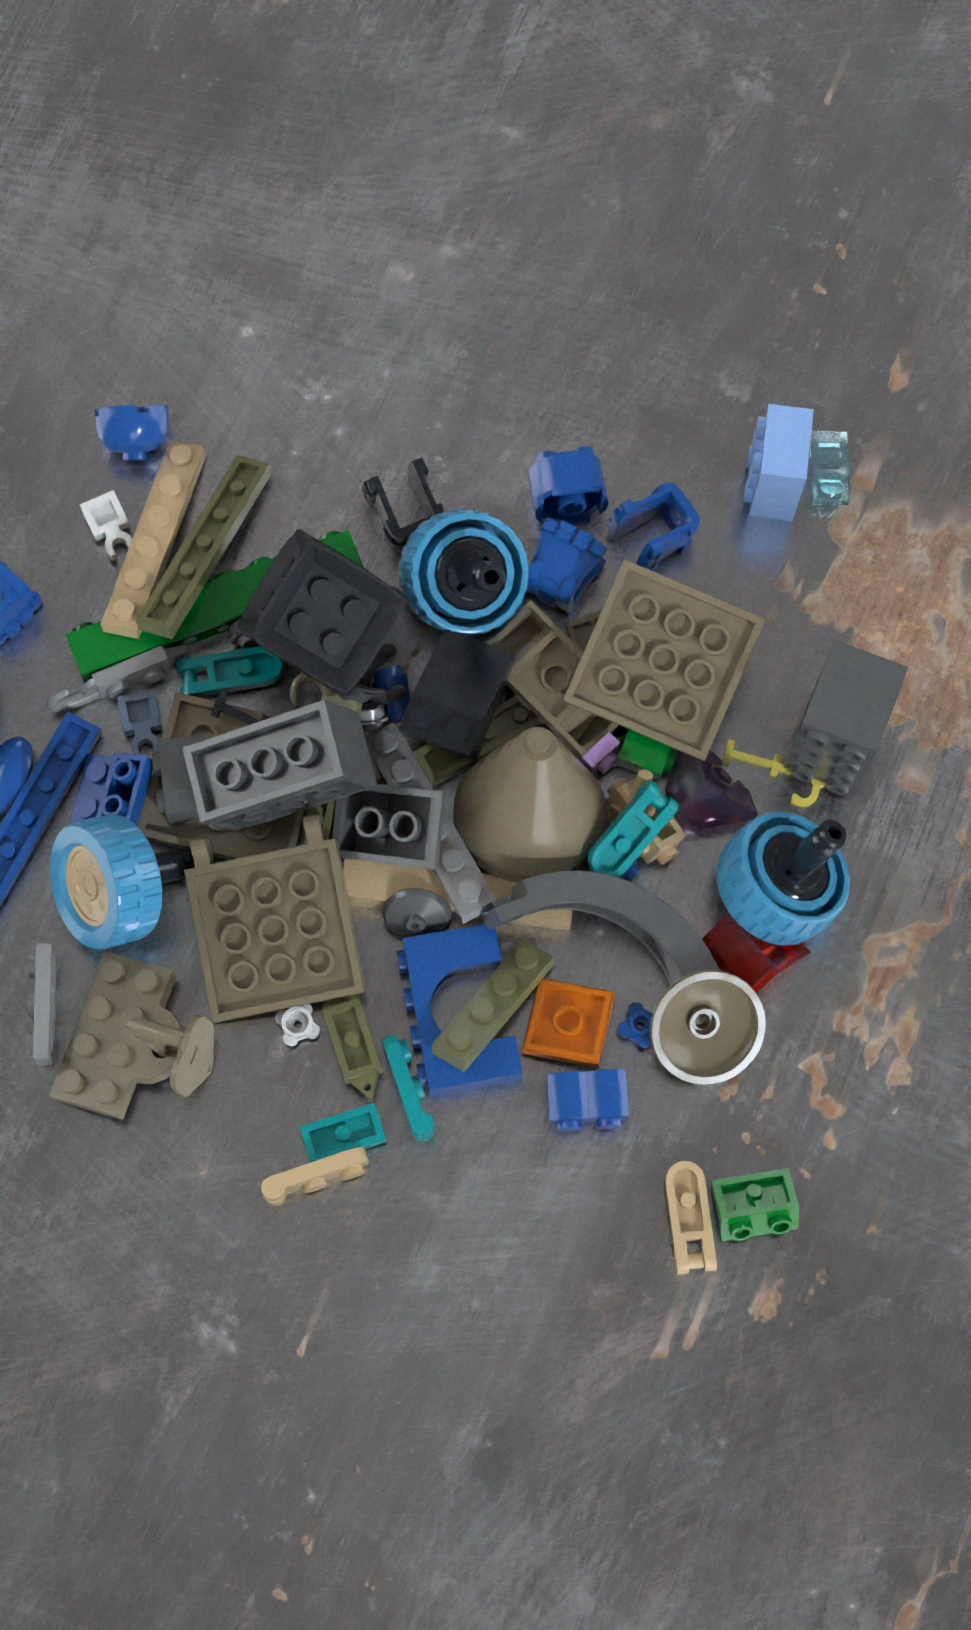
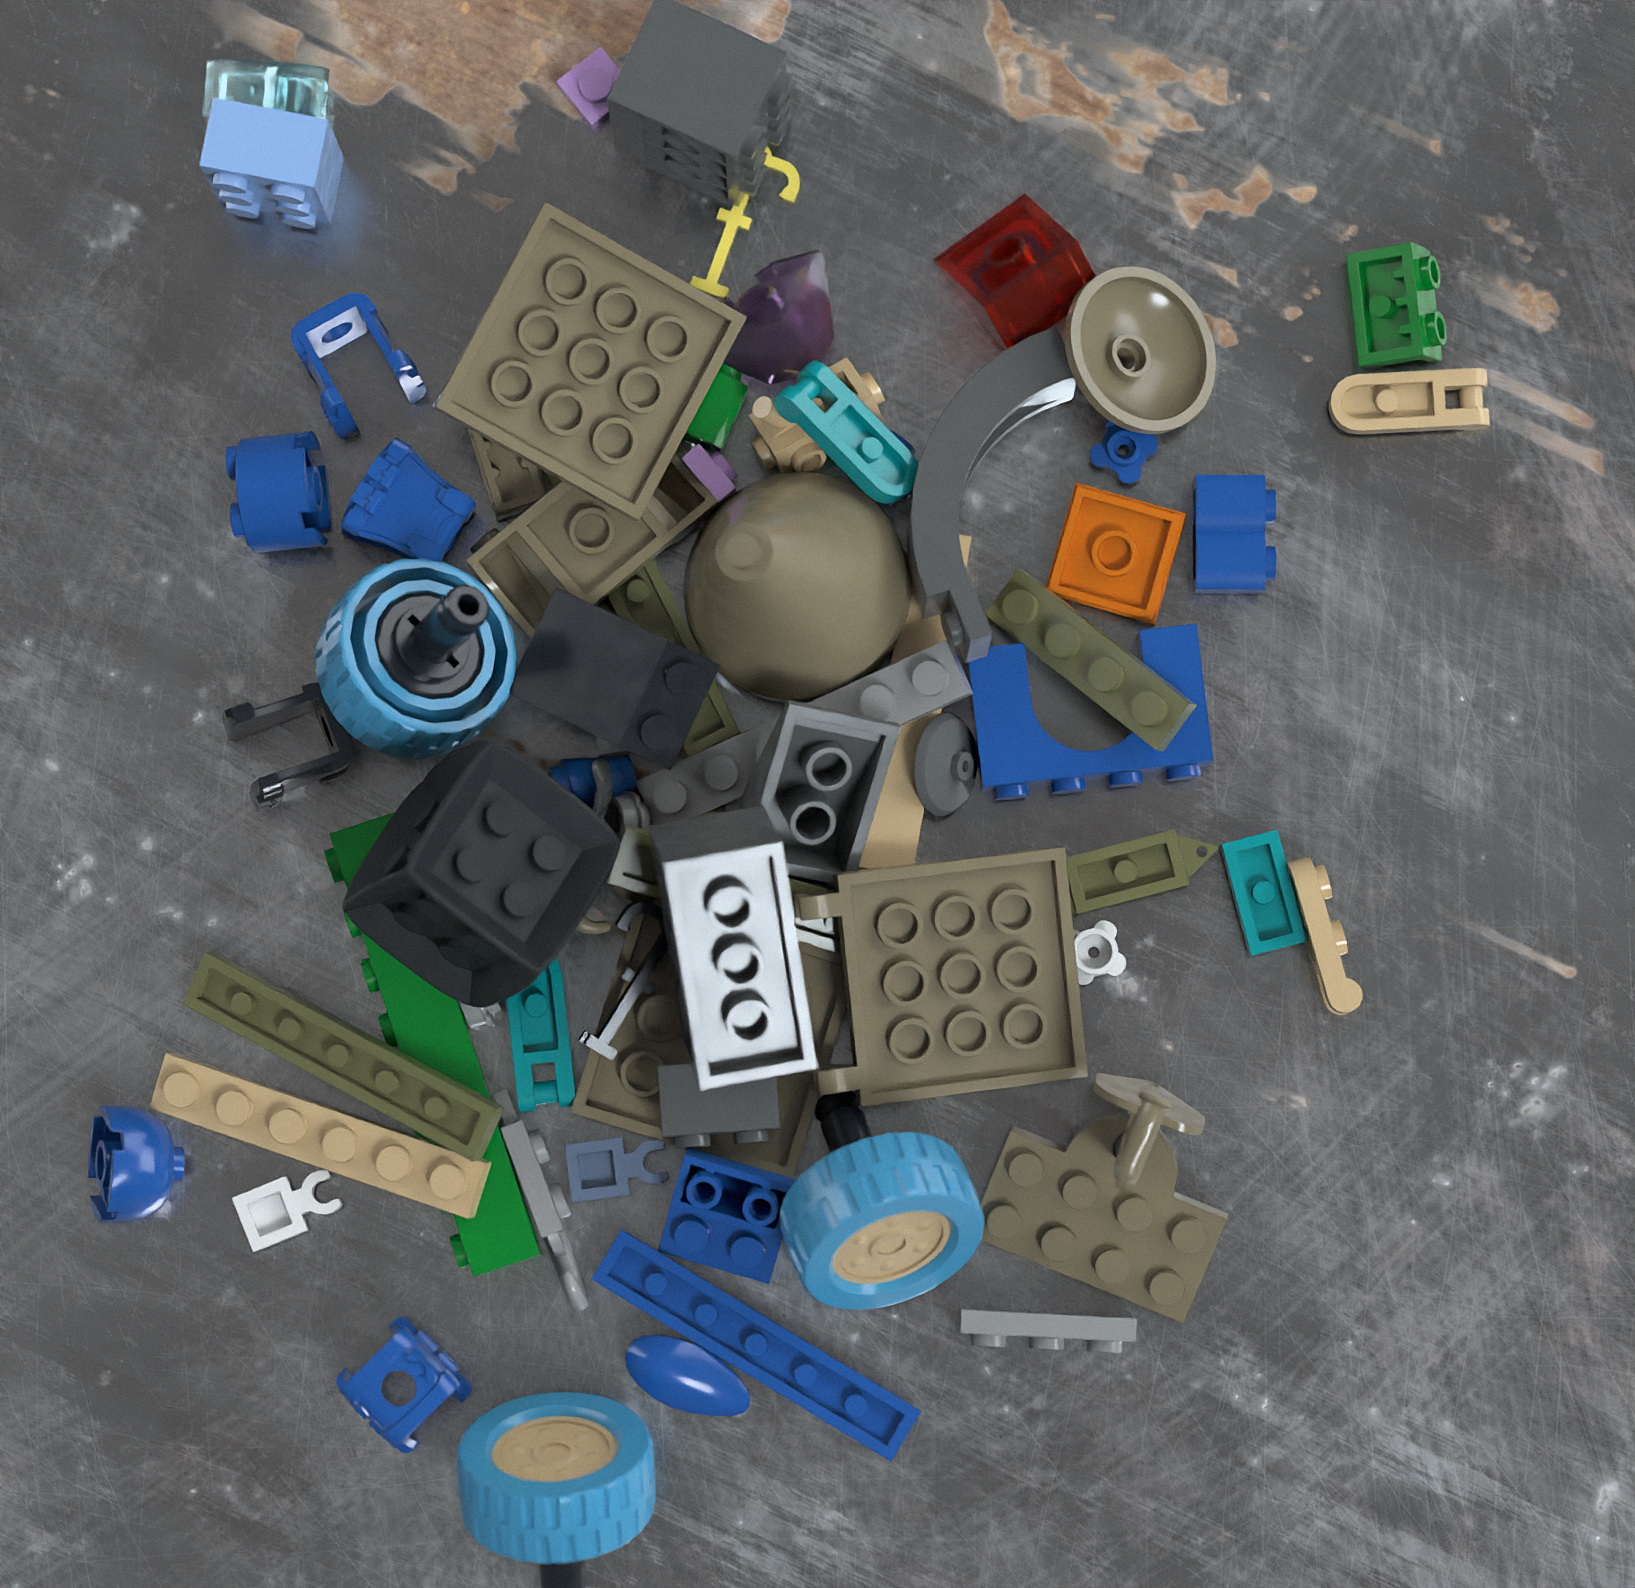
camera: 85 degrees left, 10 degrees up
(408, 1087) = (1200, 794): teal plate -> none
(784, 877) = (927, 217): dark azure wheel -> none

